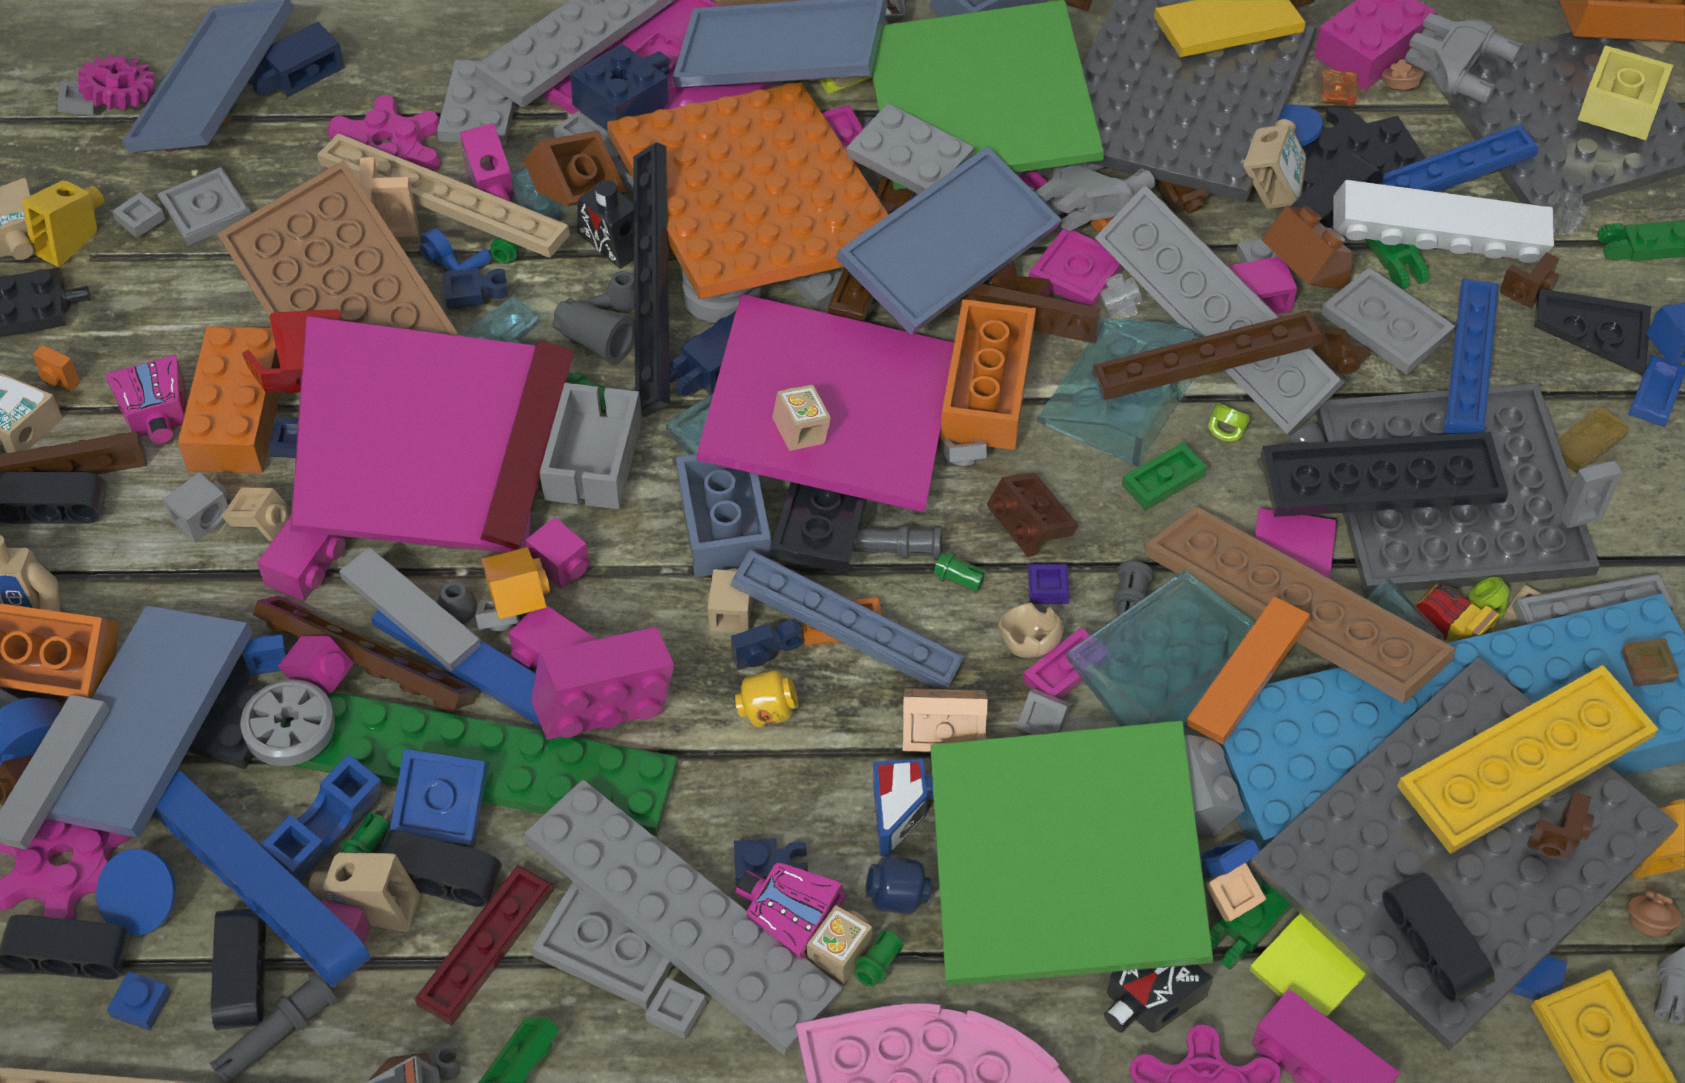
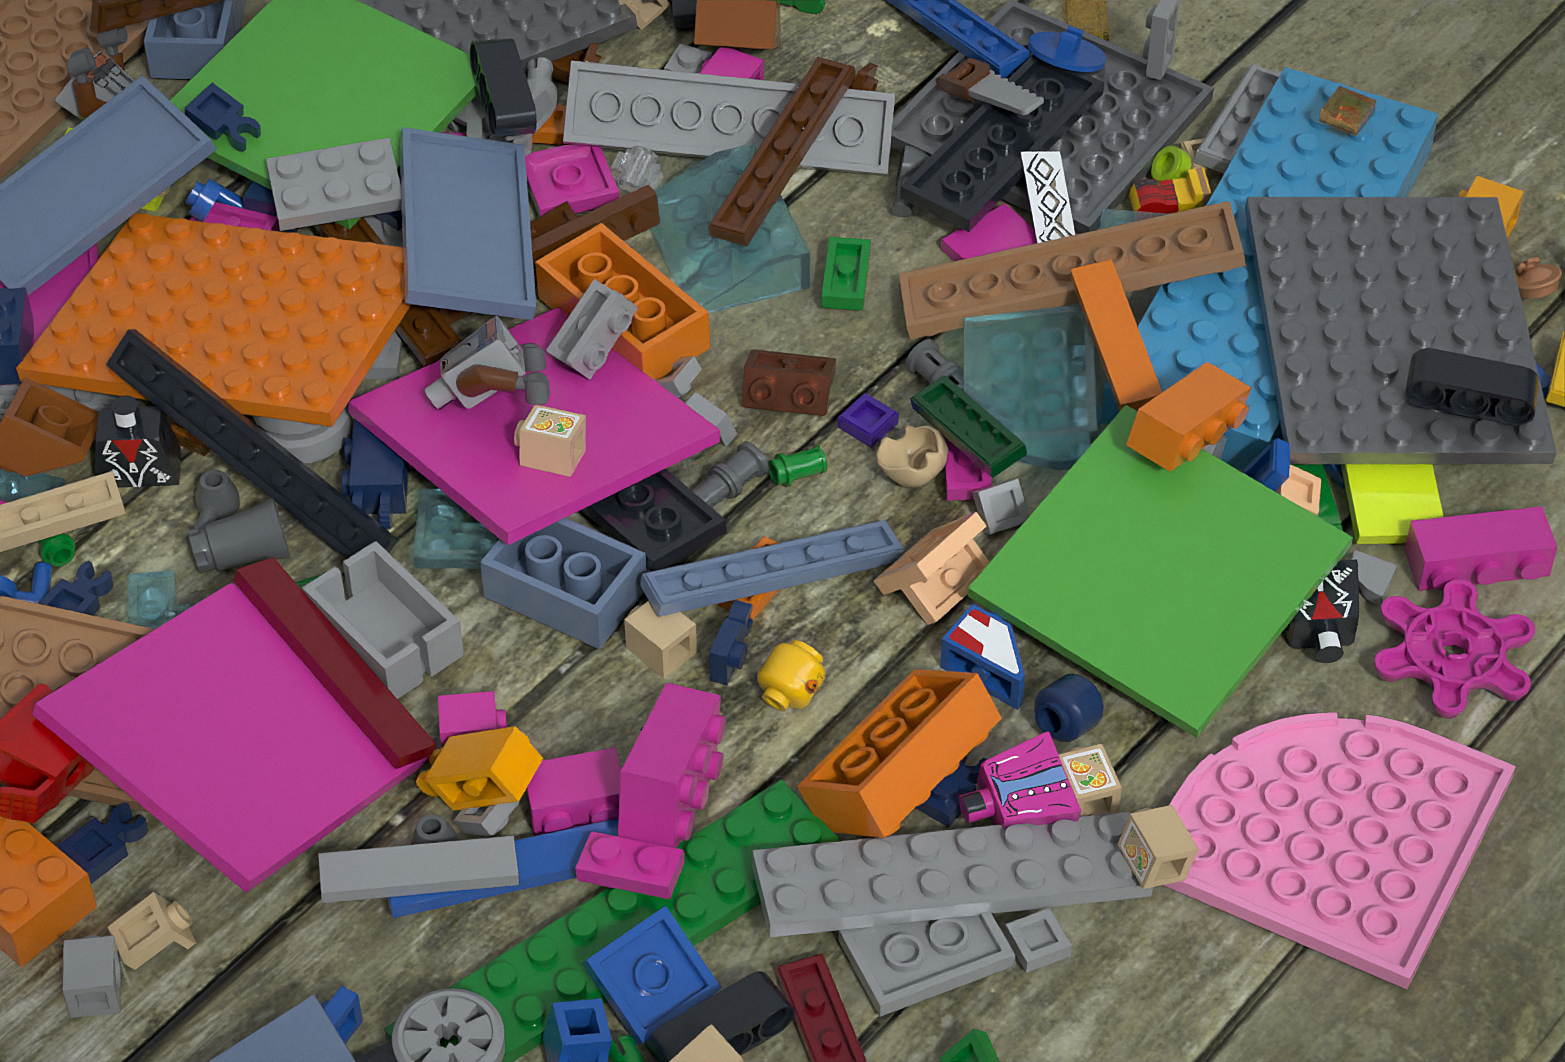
camera: 50 degrees left, 5 degrees down
(298, 560) = (248, 926): dark pink brick -> none
(316, 661) = (397, 980): dark pink brick -> none
(377, 658) = (438, 936): reddish brown plate -> none
(517, 720) = (630, 865): none -> dark pink plate
(744, 807) = (900, 752): none -> orange brick
(804, 1024) = (1157, 846): none -> tan brick
(828, 335) = (490, 363): none -> torso
(841, 102) = (204, 197): none -> blue plate
(872, 966) = (1131, 778): green pin -> none
(896, 55) = (220, 113): none -> dark blue plate
(928, 370) = (592, 329): none -> light grey bracket
(945, 494) = (715, 416): none -> light grey plate
(1075, 642) = (968, 426): none -> dark green plate
(1082, 169) = (503, 87): none -> black beam
(1203, 766) = (1189, 416): none -> orange brick
(1227, 1002) = (1374, 576): none -> light grey tile
(1230, 416) = (834, 192): lime tile -> none
(1359, 540) = (1048, 195): none -> white sticker
(1388, 320) = (847, 36): light grey plate -> none
(1418, 423) = (978, 81): none -> piece
(1515, 451) = (1067, 50): none -> blue piece
(1526, 758) = (1372, 230): yellow plate -> none
(1563, 840) = (1454, 249): reddish brown bracket -> none

